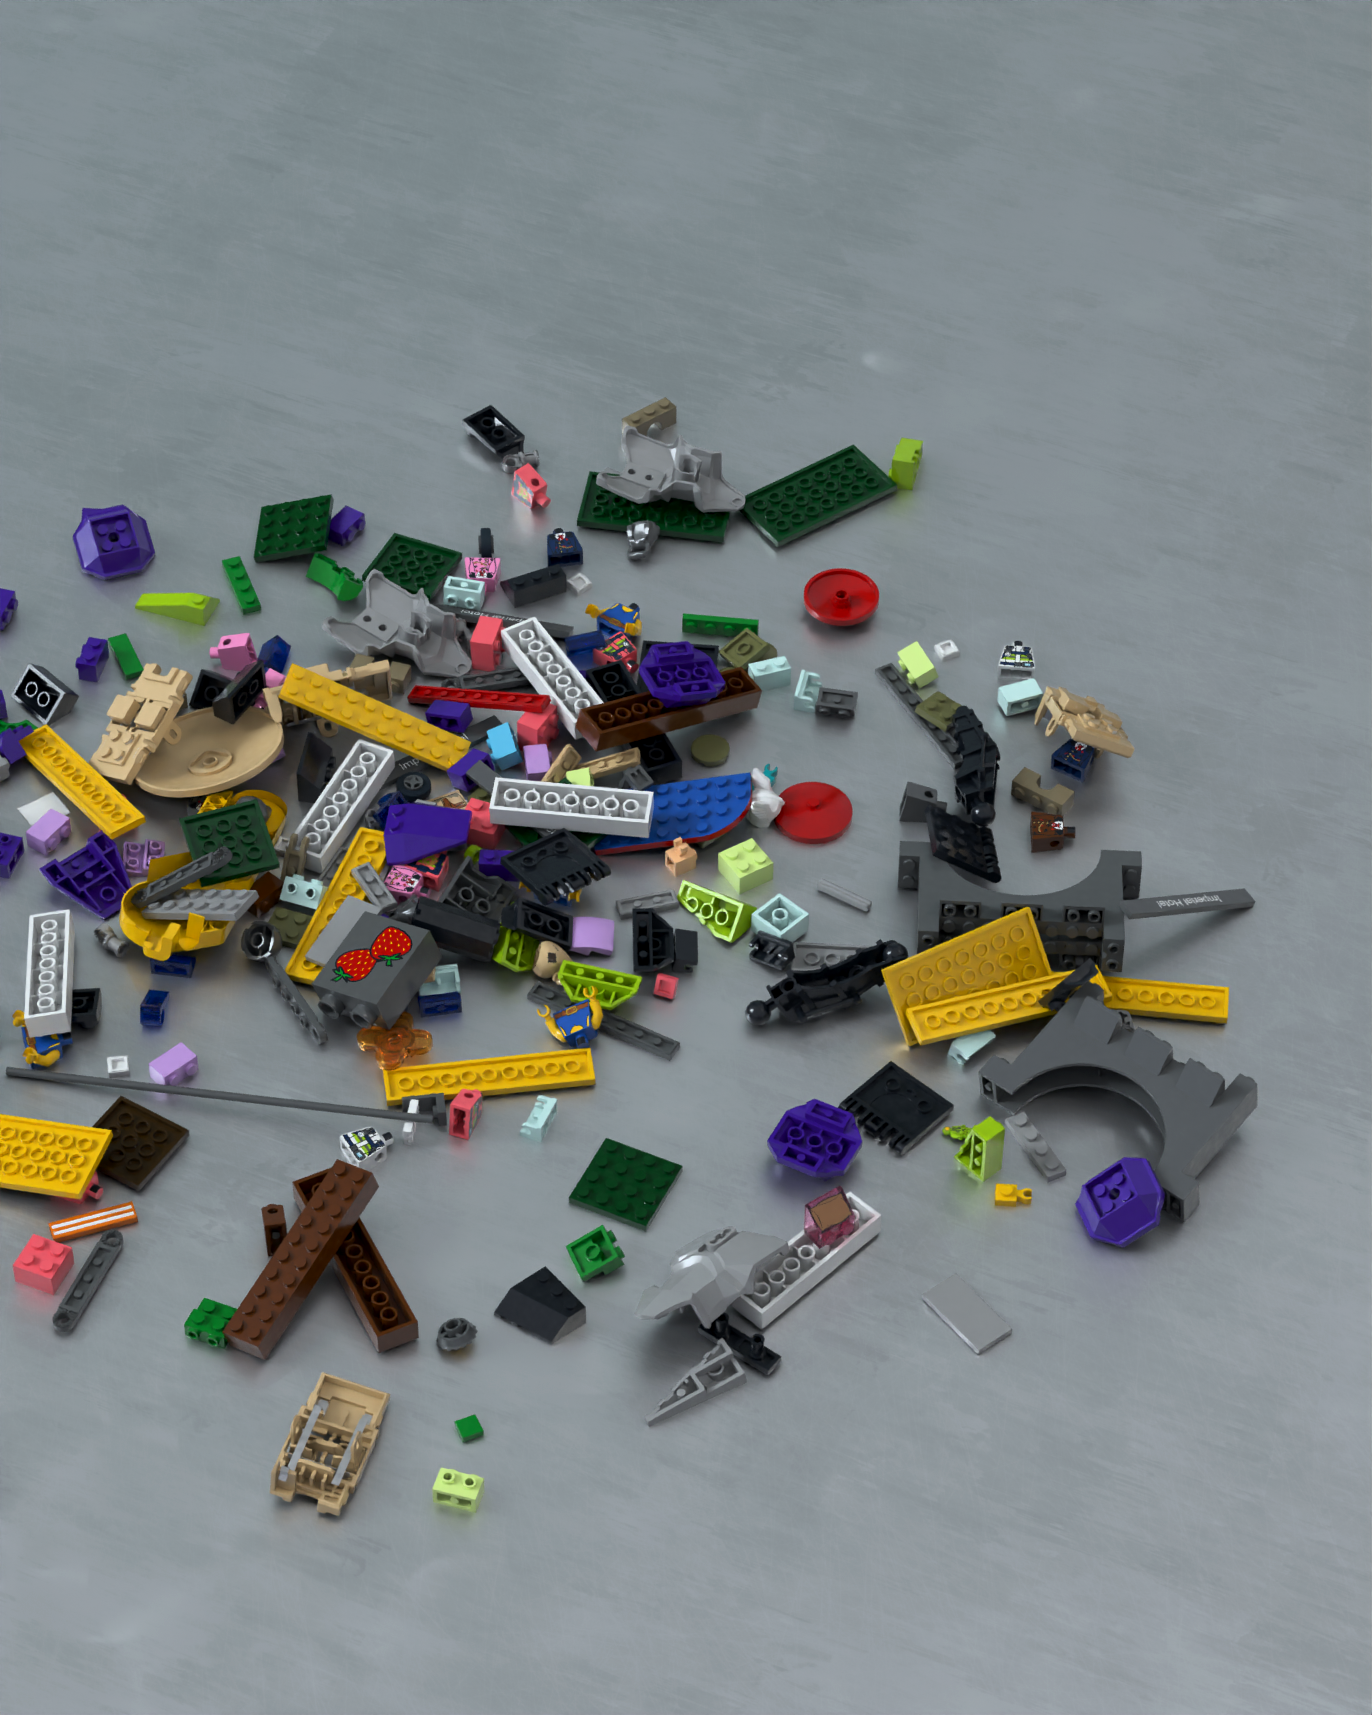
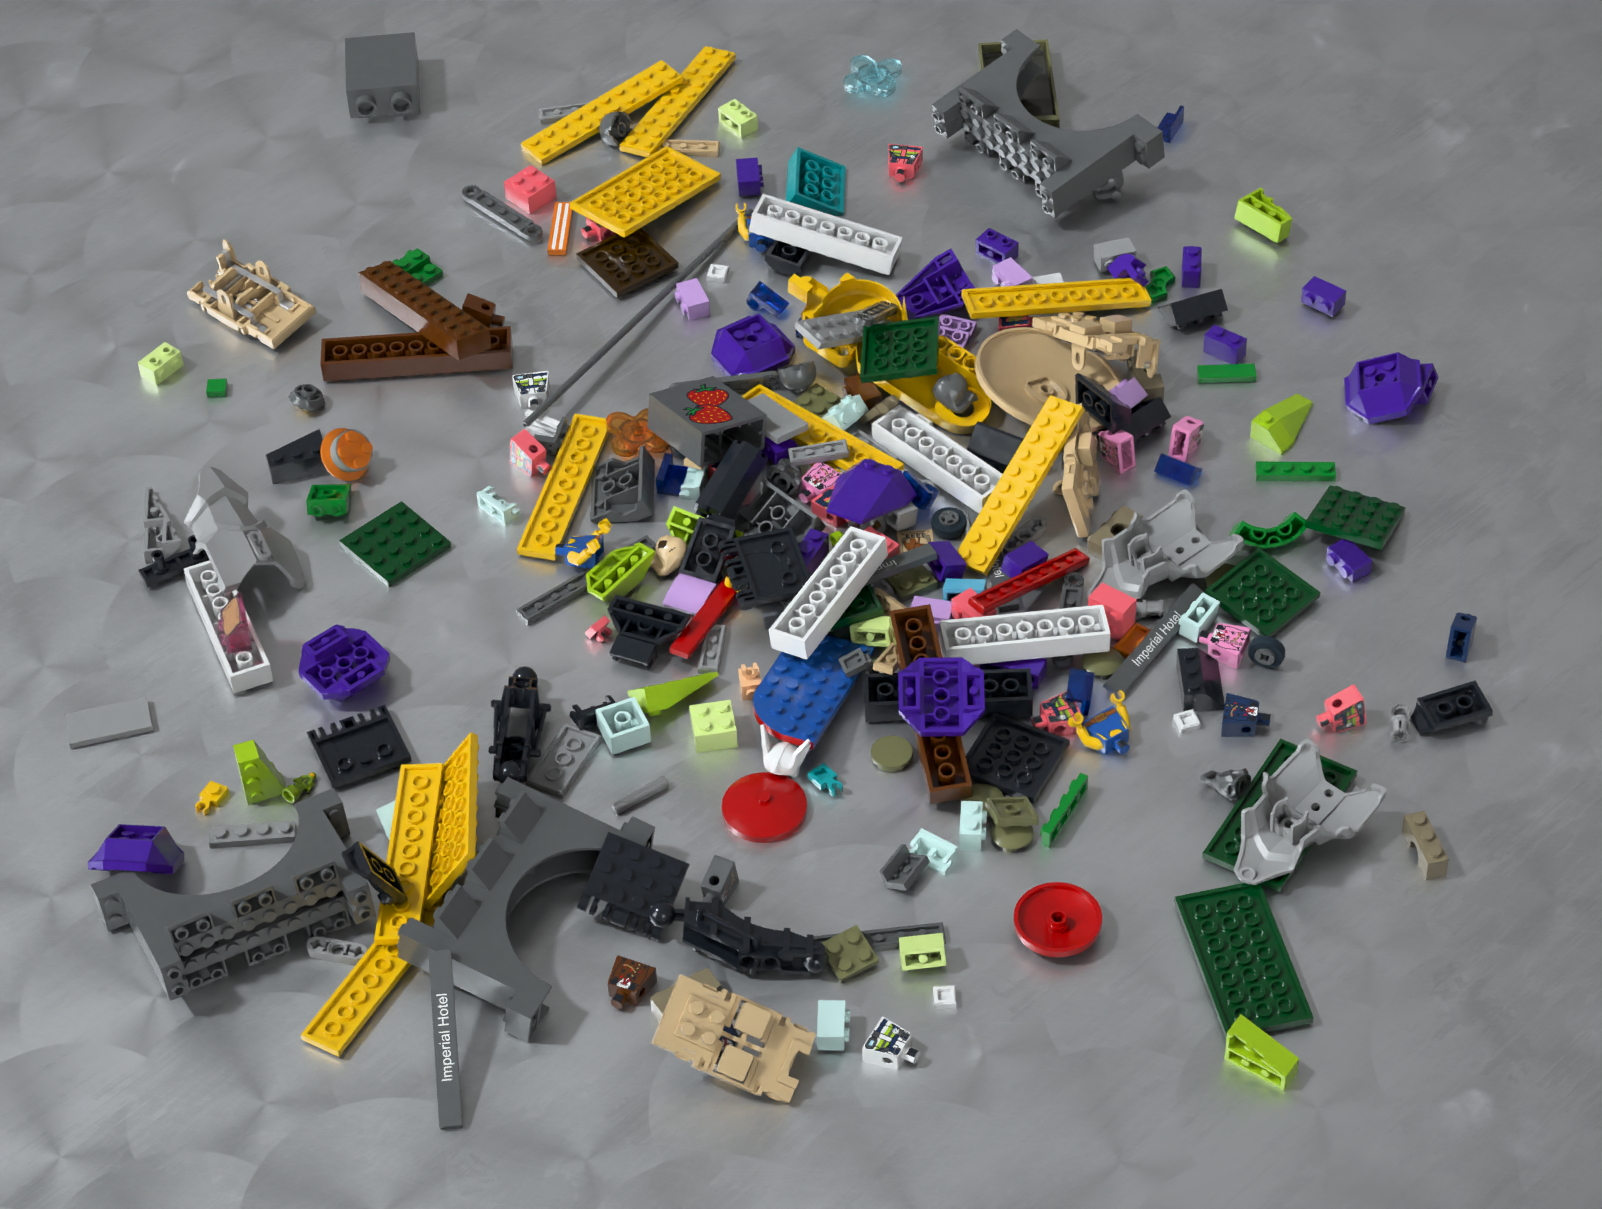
camera: 115 degrees right, 0 degrees up
(200, 699) = (1129, 392): none -> lavender brick
(232, 996) = (751, 347): none -> dark purple piece
(408, 440) = (1461, 629): none -> dark blue torso
(474, 1028) = (623, 489): none -> dark grey piece
(536, 1247) = (346, 453): none -> orange piece
(612, 910) = (703, 621): none -> red tile

